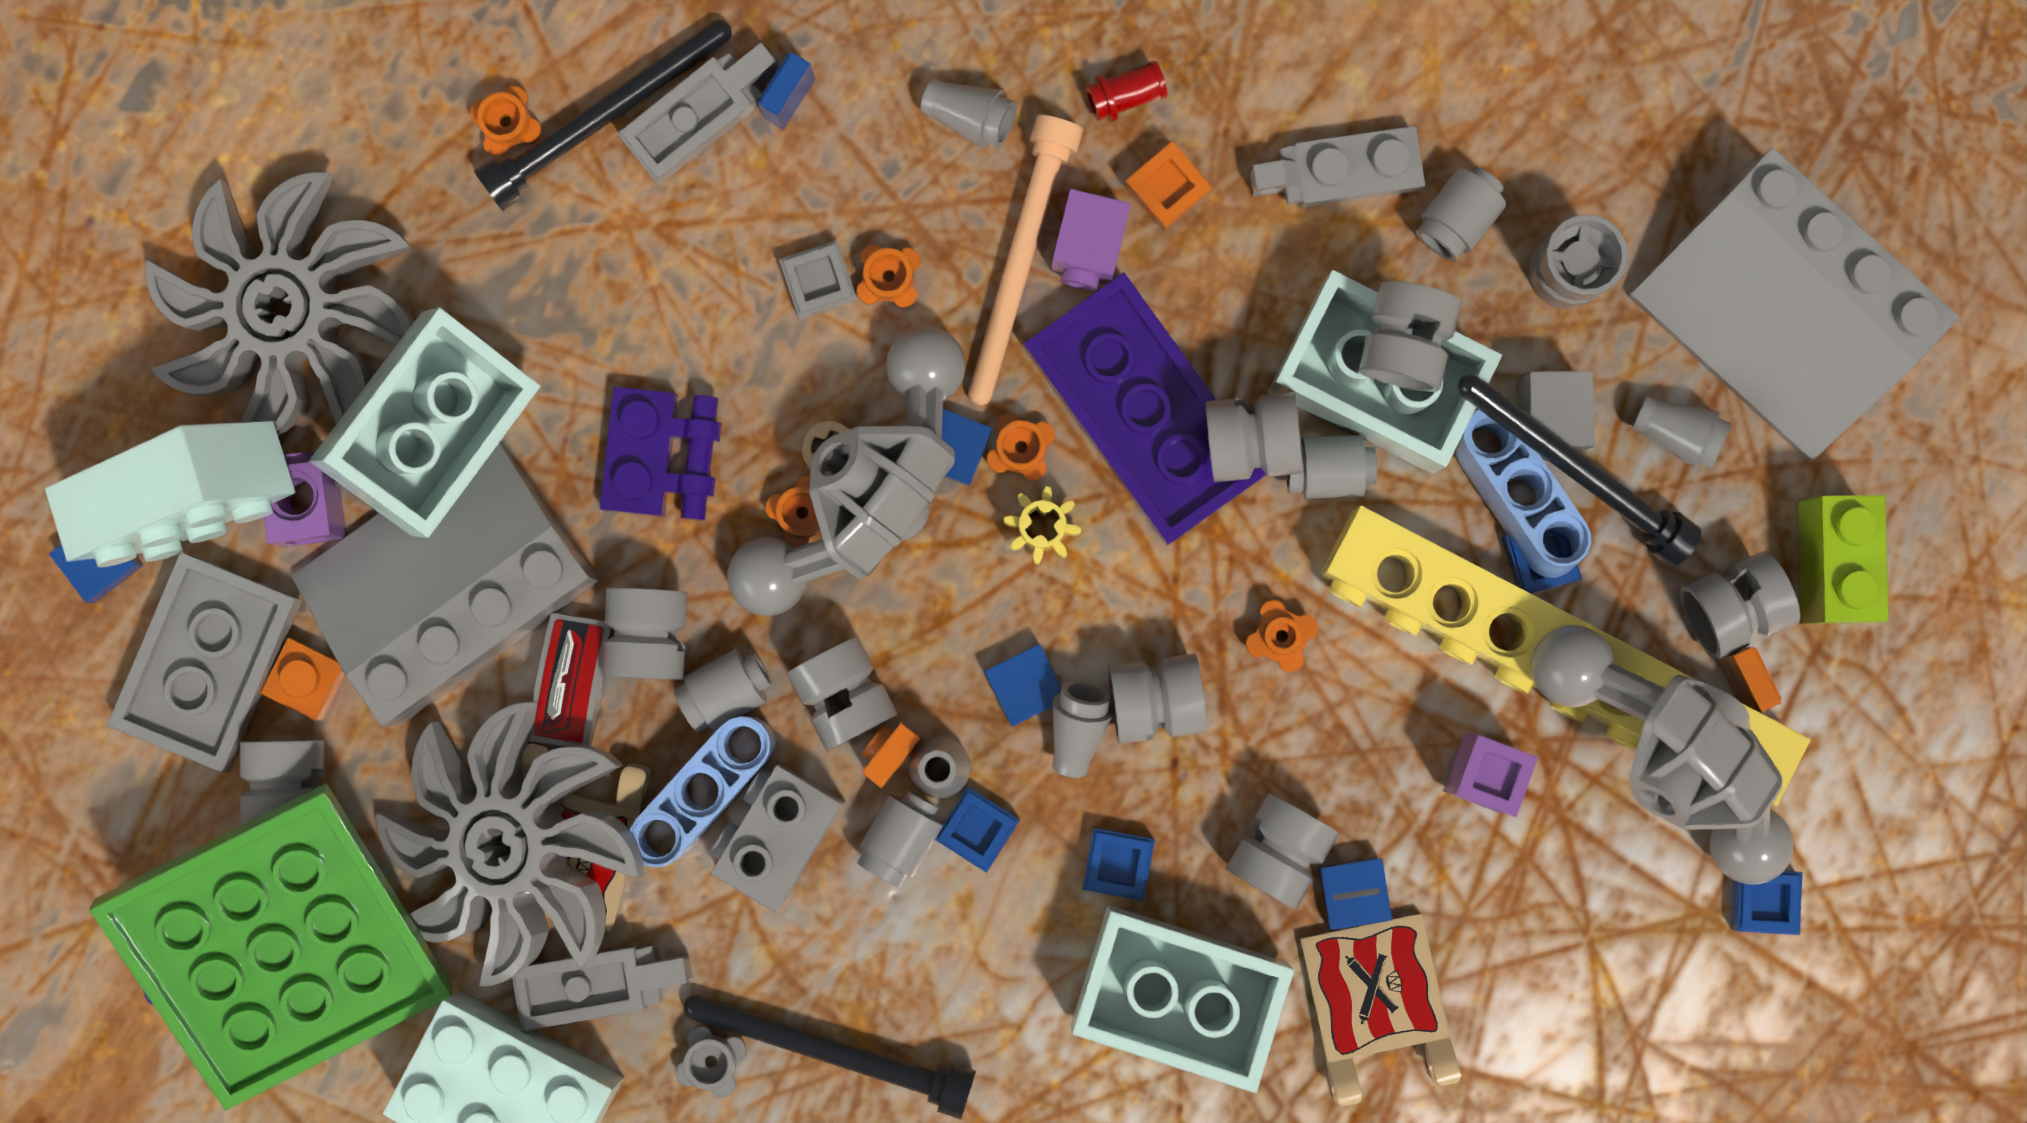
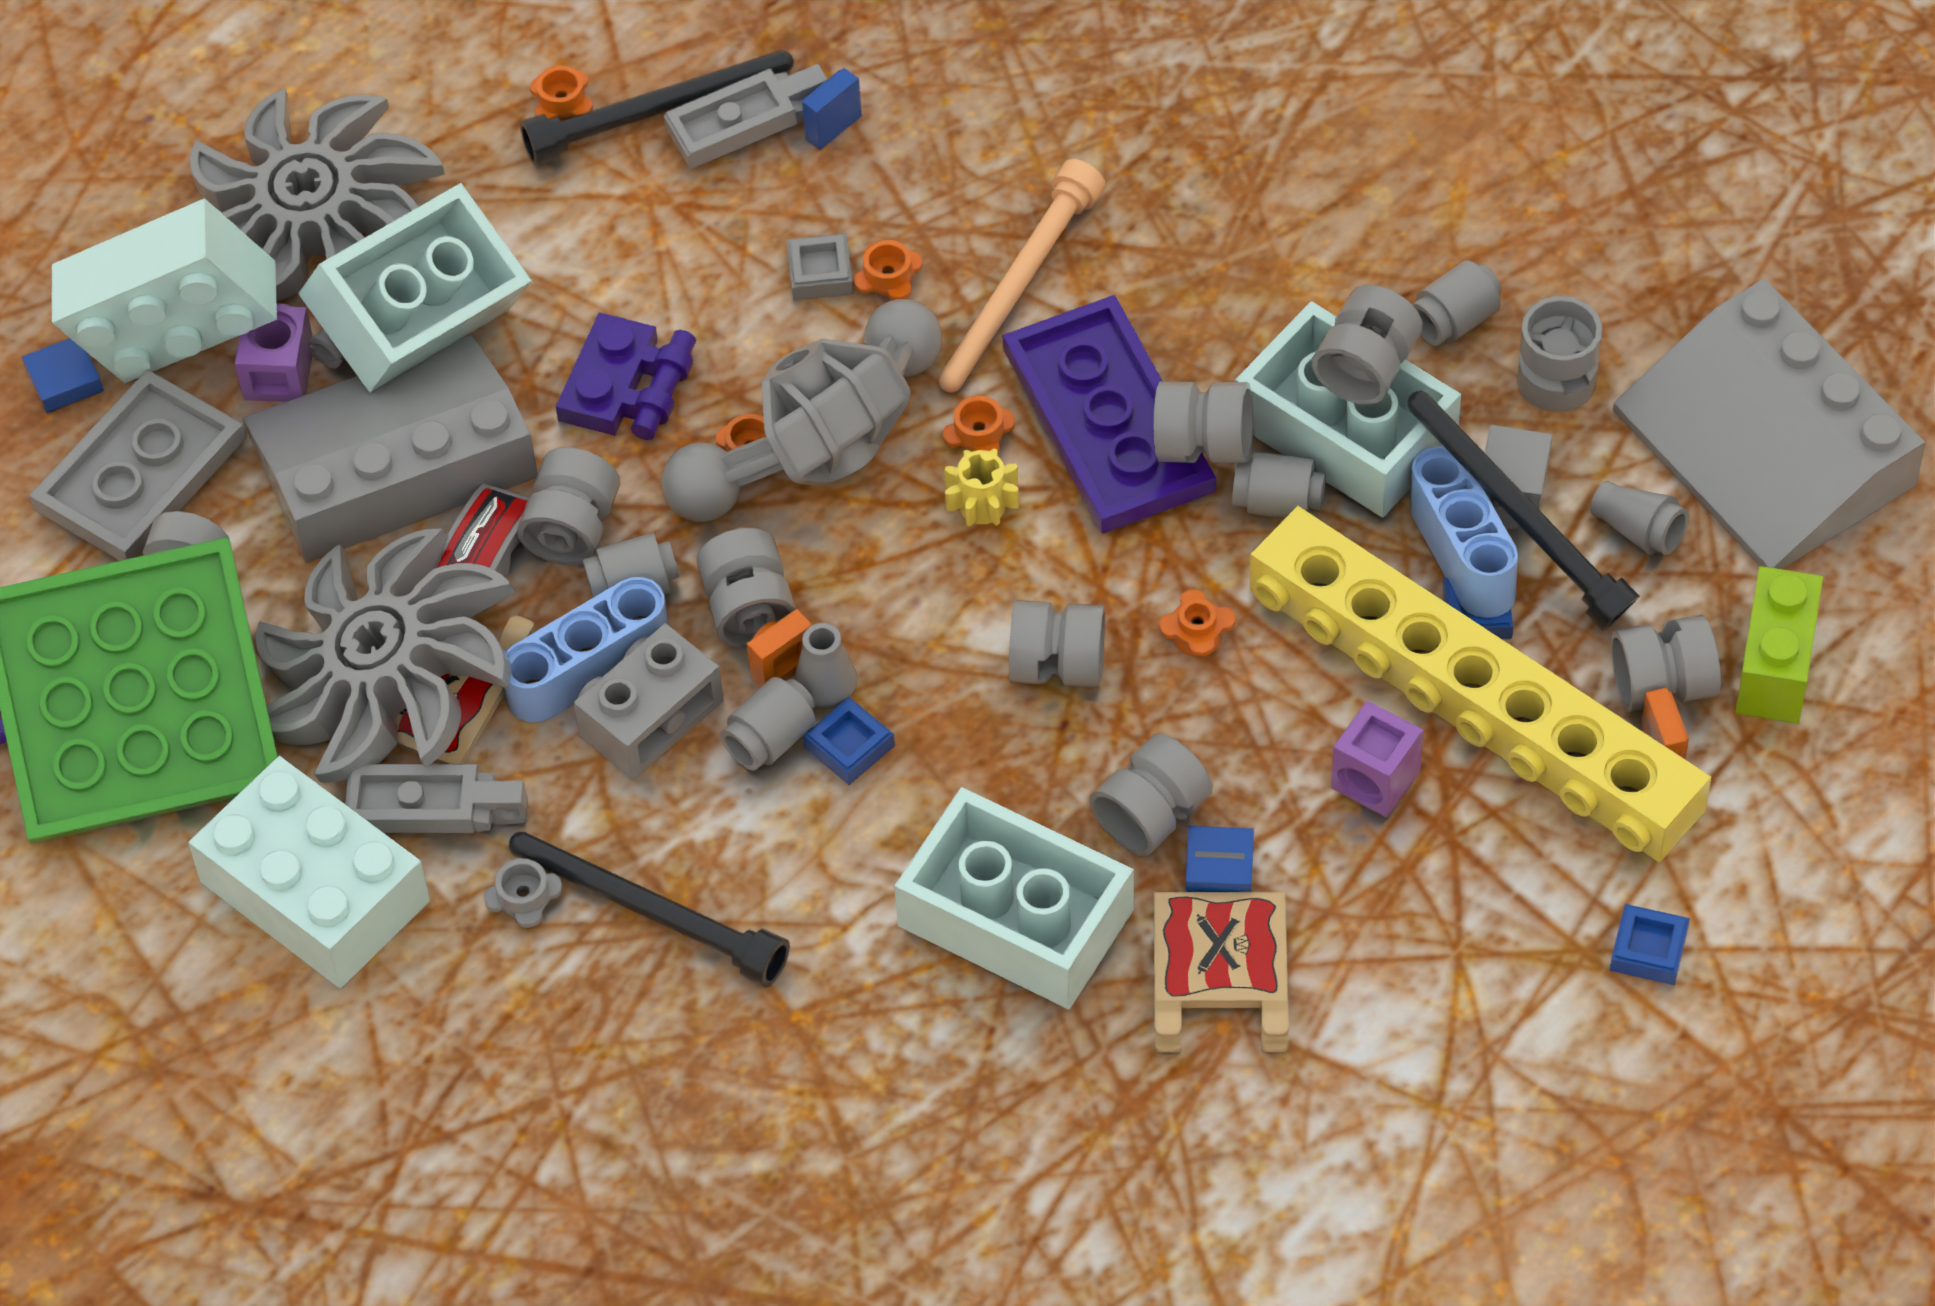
camera: 15 degrees right, 30 degrees down
(304, 679) = (228, 500): orange plate -> none
(968, 441) = (921, 420): blue tile -> none
(971, 111) = (1005, 154): light grey cone -> none
(1024, 684) = (930, 625): blue tile -> none
(1079, 725) = (973, 655): light grey cone -> none
(1089, 239) = (1088, 262): medium lavender brick -> none
(1118, 864) = (988, 780): blue tile -> none
(1126, 91) = (1154, 161): red pin -> none
(1168, 186) = (1175, 240): orange plate -> none
(1344, 168) = (1347, 257): light grey hinge -> none
(1693, 755) = (1569, 740): light grey piece -> none

